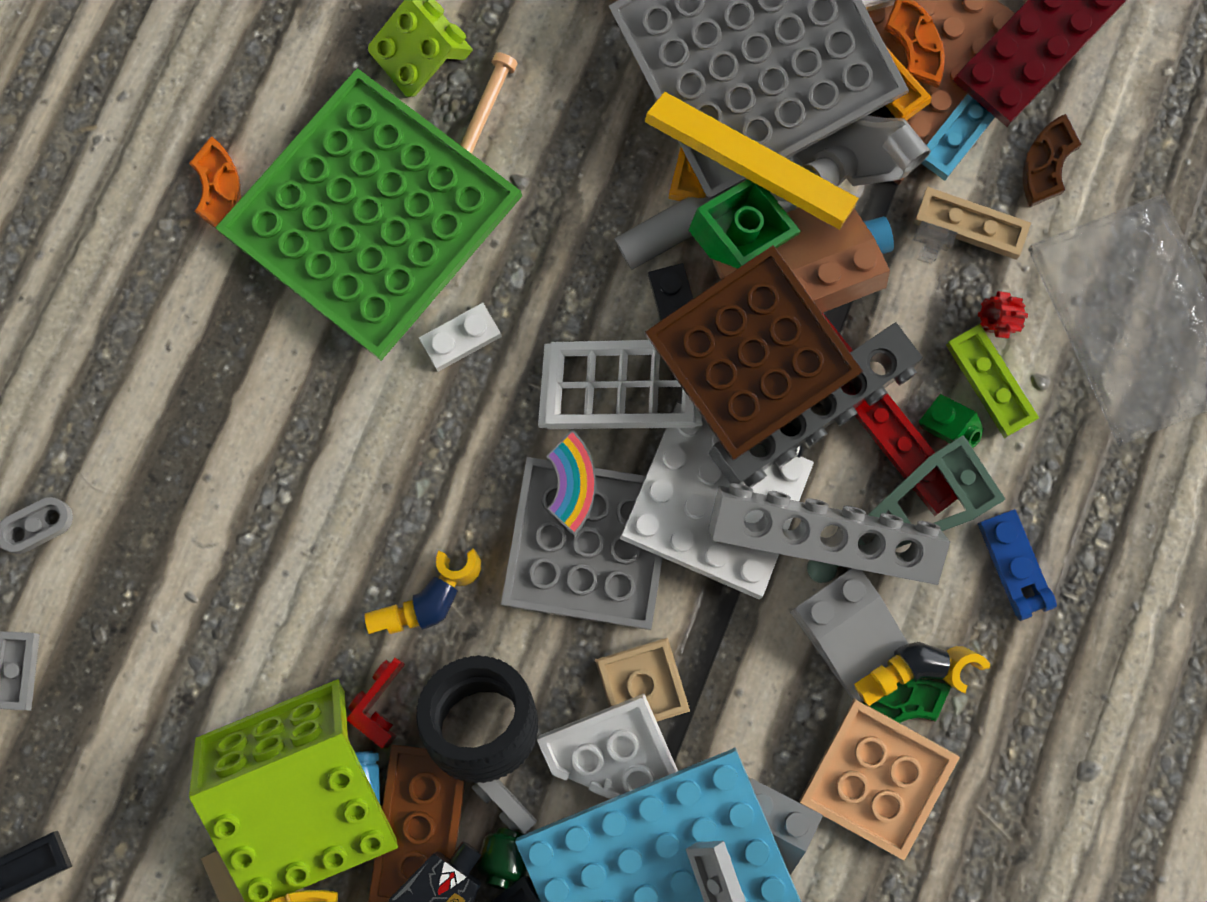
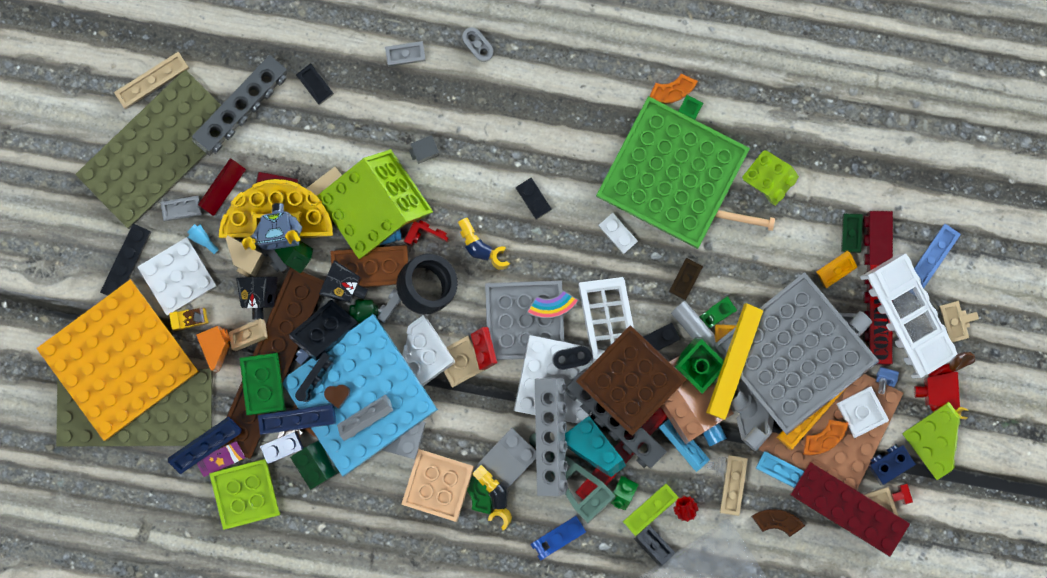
camera: 75 degrees right, 5 degrees up
(211, 671) = (424, 149): none -> dark grey brick
(254, 156) = (690, 107): none -> green plate
(357, 480) = (533, 198): none -> black plate
(573, 231) = (685, 279): none -> dark brown plate
(627, 632) = (483, 348): none -> red plate
(646, 182) = (718, 312): none -> green leg
(682, 465) = (571, 358): none -> black plate
(859, 458) = (592, 445): none -> teal wedge
(903, 282) = (690, 451): none -> medium azure plate
(1063, 386) = (654, 545): none -> black plate

